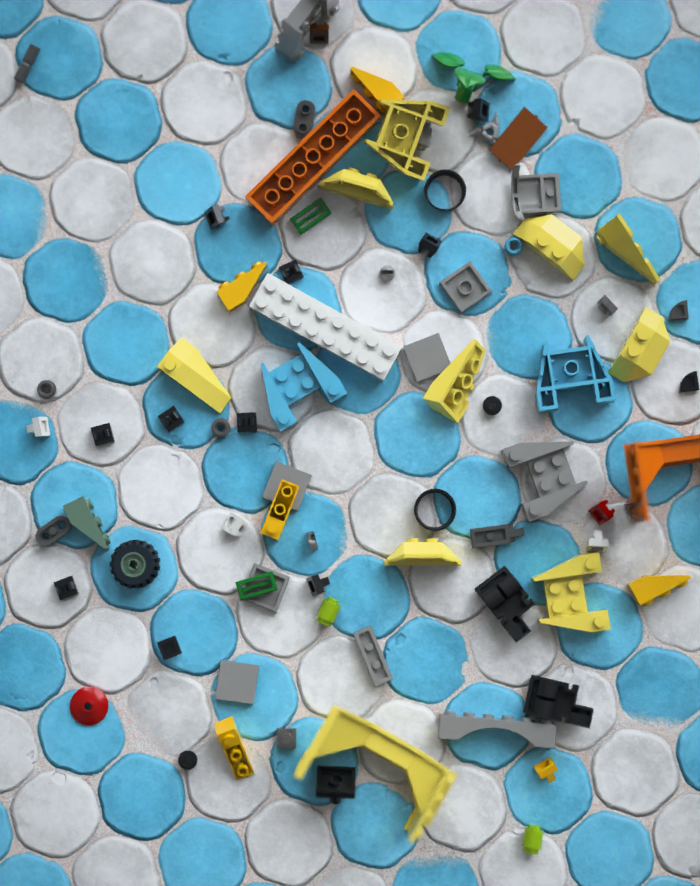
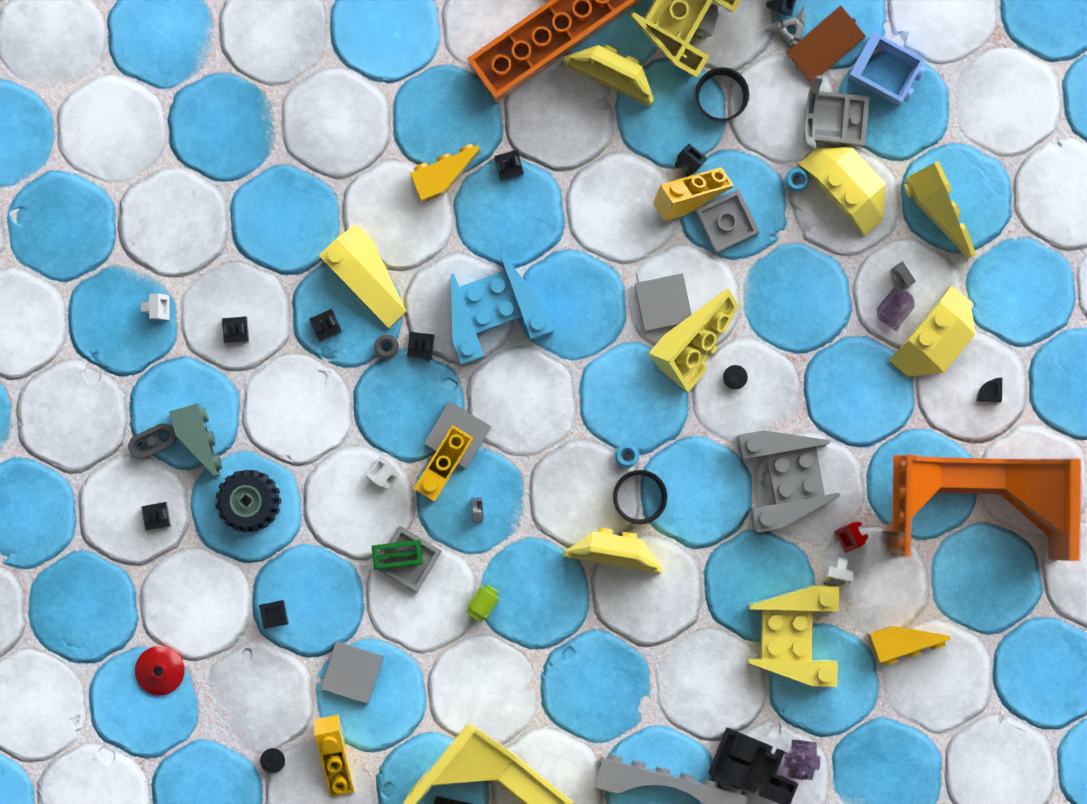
camera: 10 degrees right, 0 degrees up
(40, 389) = (166, 260): flat silver plate -> none
(215, 217) = (424, 78): black tile -> none
(286, 737) = (402, 754): flat silver plate -> none
(314, 222) = (557, 103): green tile -> none
(316, 584) = (473, 566): black tile -> none
(325, 327) = (540, 242): white brick -> none
(373, 656) = (529, 668): light grey plate -> none
(387, 277) = (630, 192): light grey hinge -> none
(413, 479) = (634, 452): none -> medium azure plate
(433, 270) = (689, 193): none -> yellow slope
(494, 535) = (710, 542): dark grey hinge -> none
(507, 600) = (711, 627): black plate -> none
(572, 370) = (843, 349): medium azure wedge -> none
(573, 134) = (876, 40): none -> light blue window
(593, 689) = (802, 760): none -> clear purple brick
(599, 335) = (895, 299): none -> clear purple brick
(679, 311) = (993, 298): dark grey tile -> none

